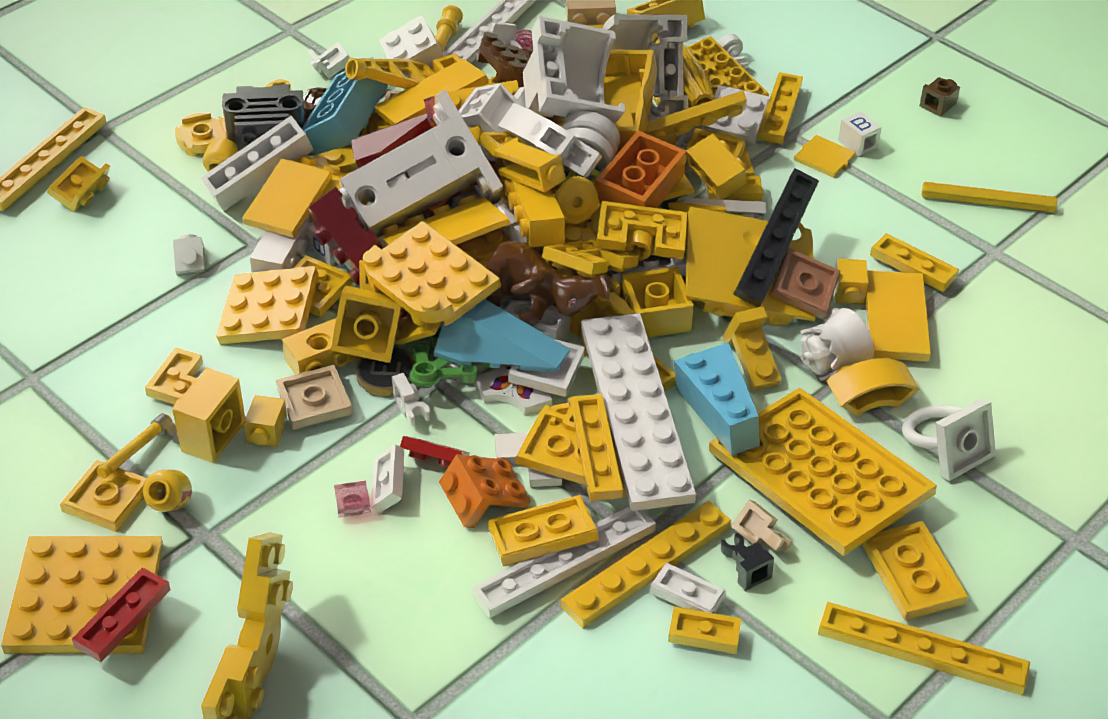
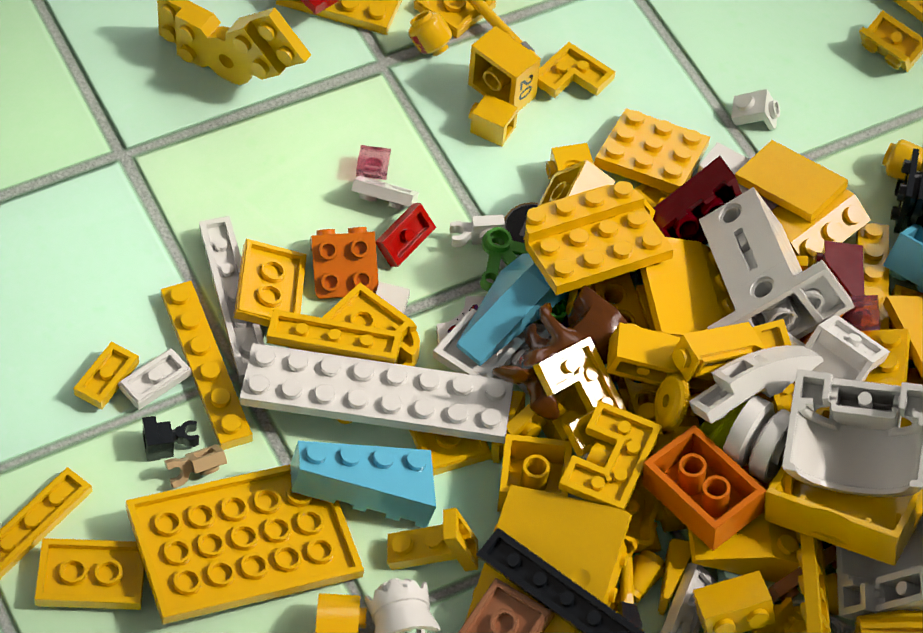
camera: 105 degrees right, 10 degrees up
(255, 163) = (864, 170): white brick -> none
(314, 397) = (514, 163): tan plate -> none

